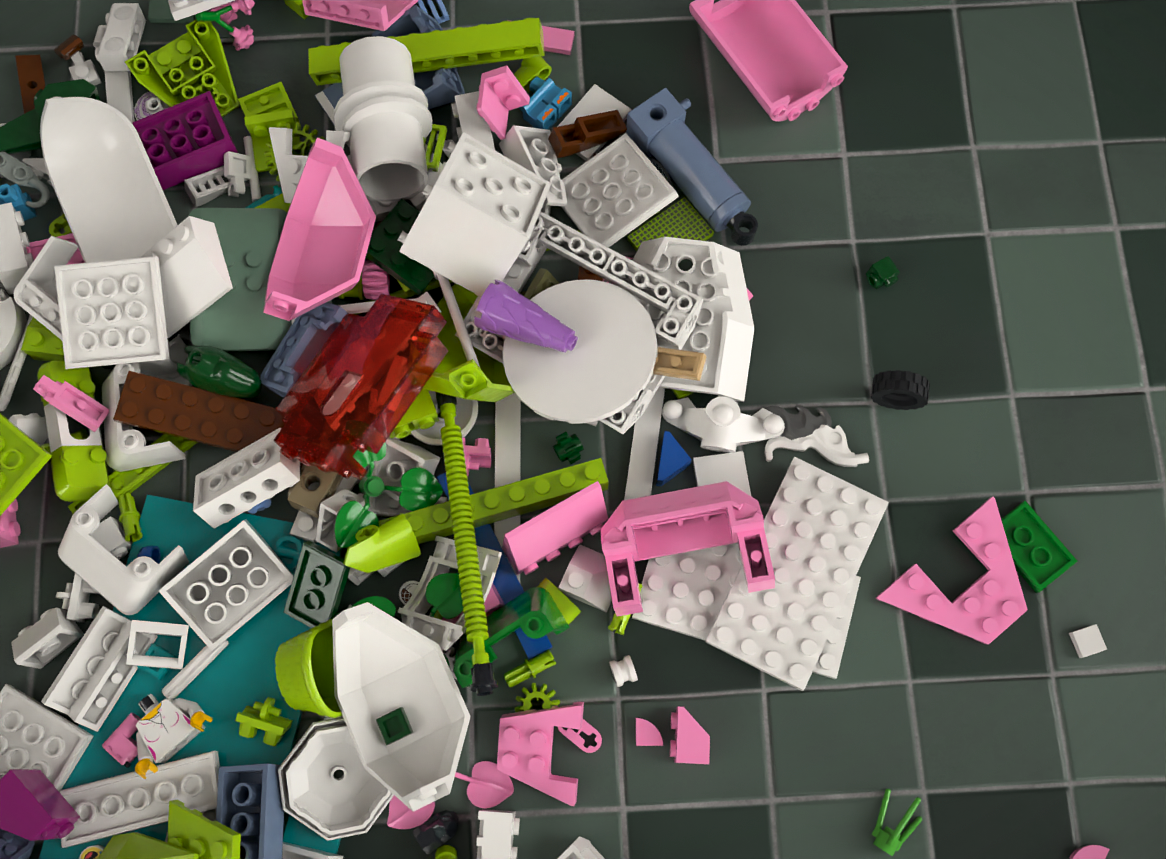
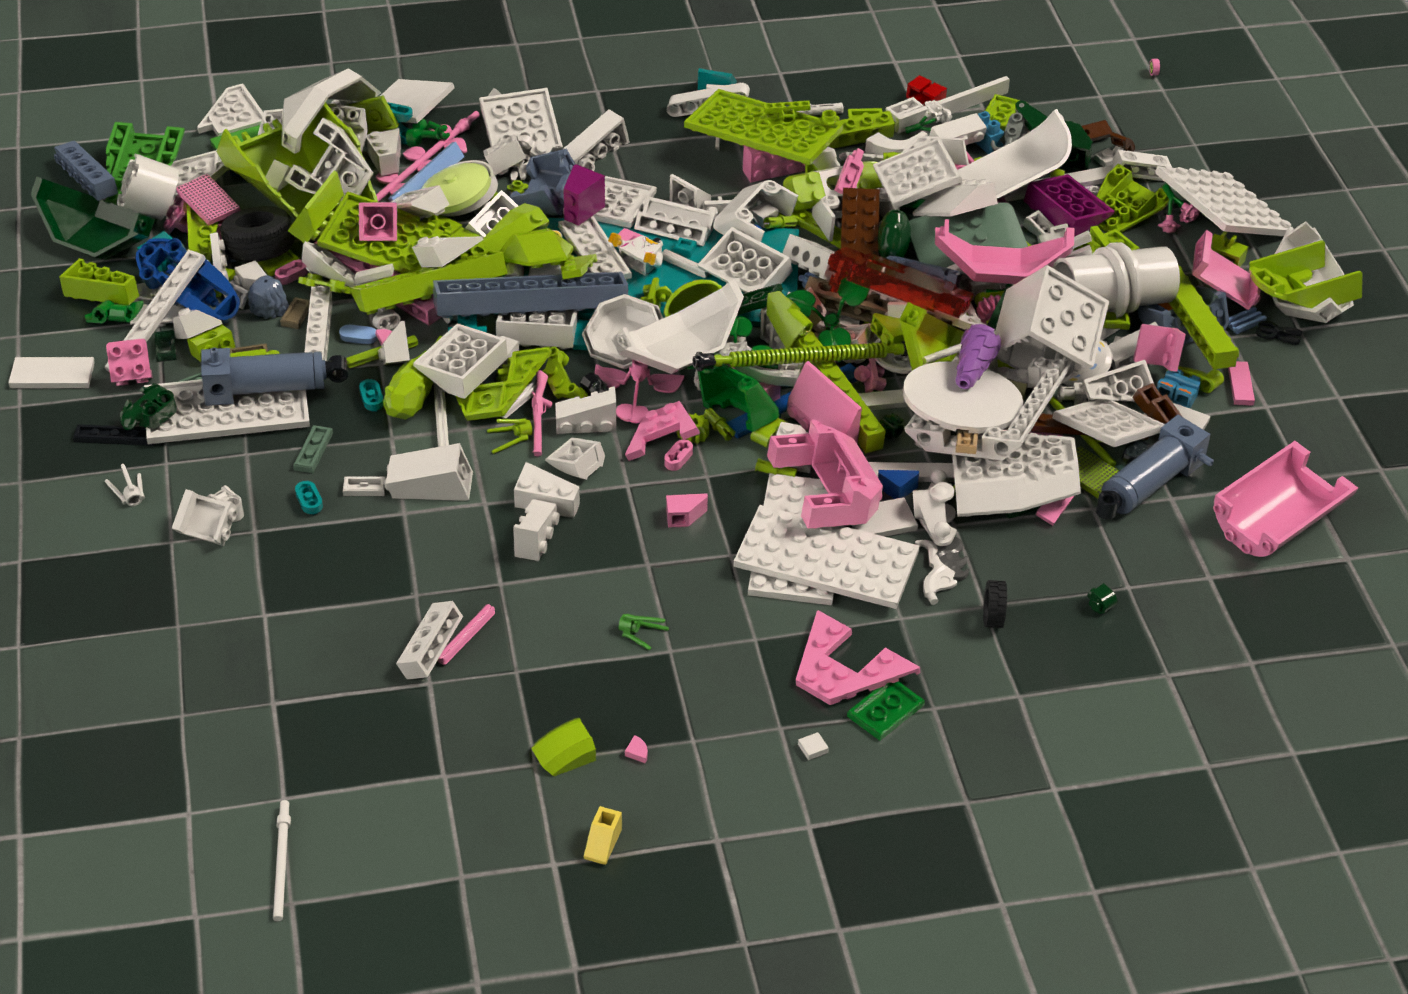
camera: 80 degrees right, 30 degrees down
(159, 629) = (700, 223): white tile -> none
(394, 726) = (664, 344): dark green tile -> none
(623, 671) = (727, 470): white wheel -> none
(647, 734) = (684, 488): bright pink tile -> none

